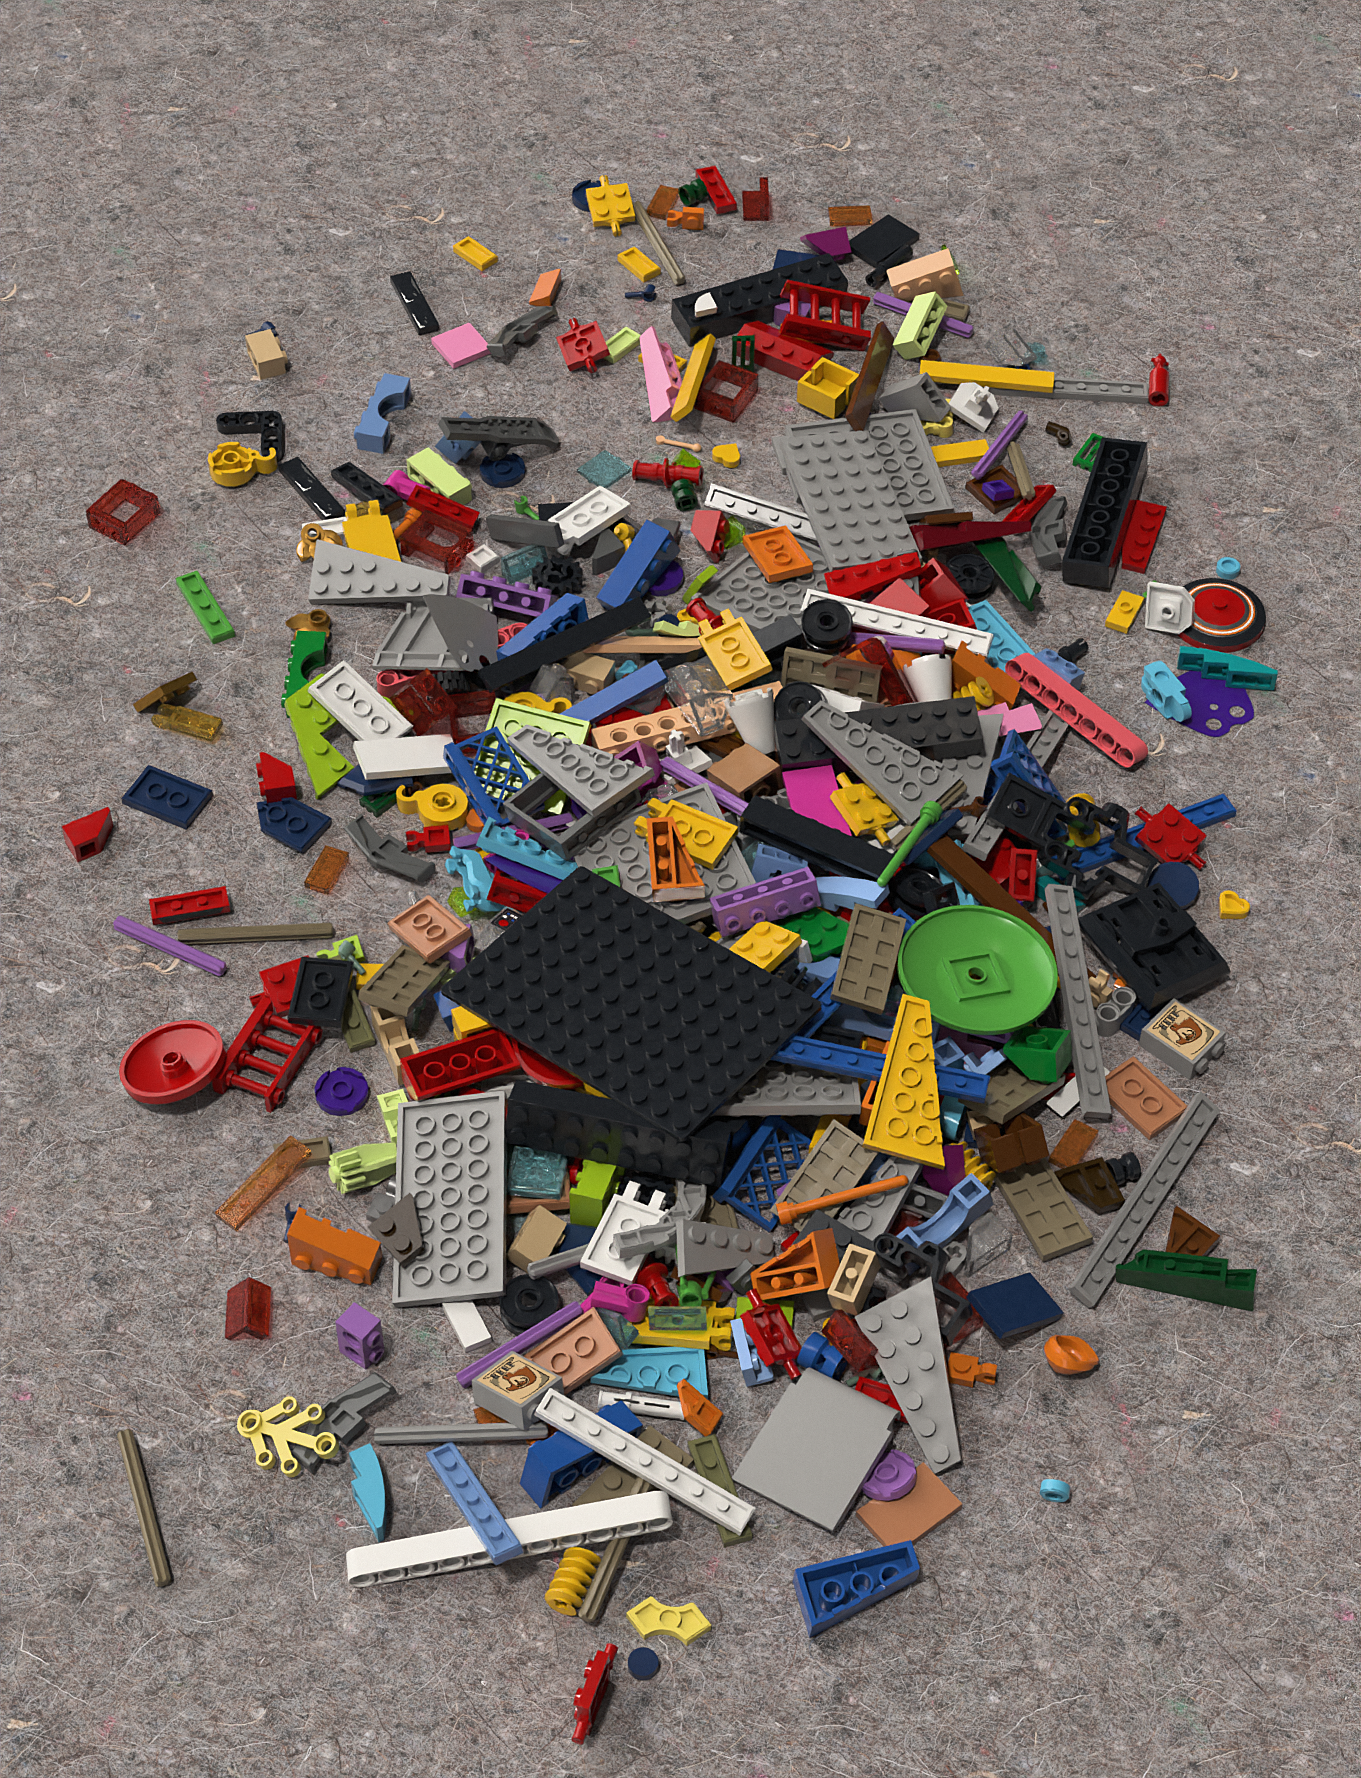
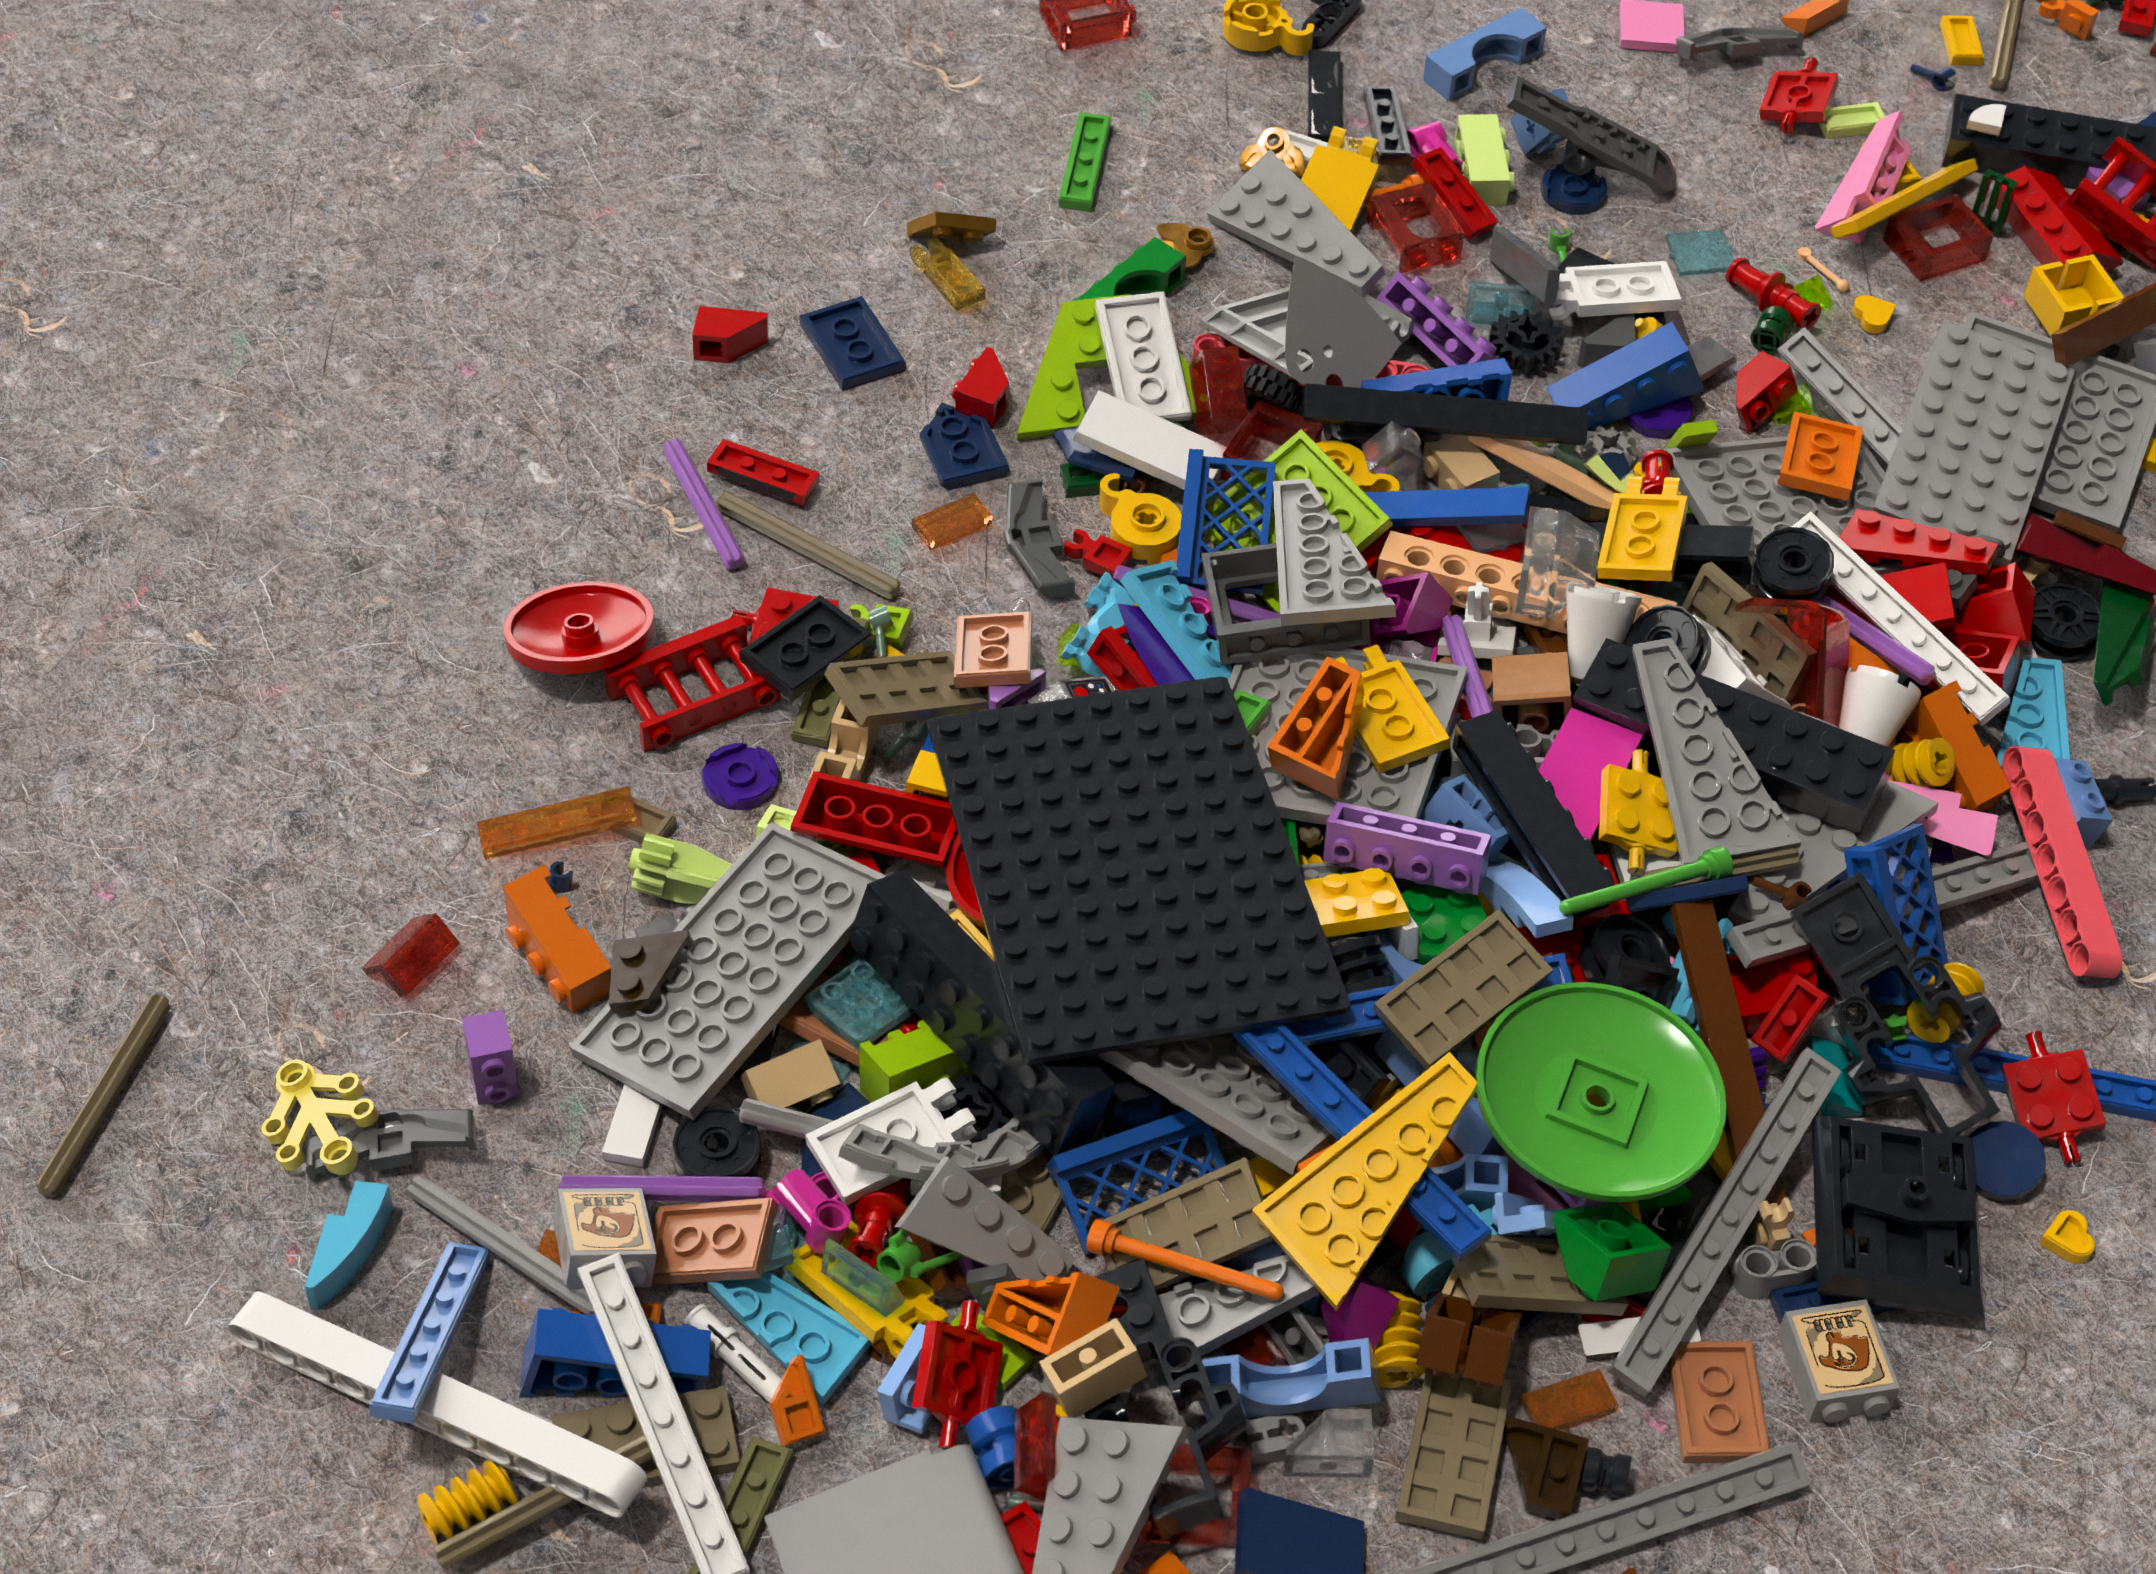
camera: 35 degrees right, 0 degrees up
(482, 558) = (1455, 275): white tile -> none

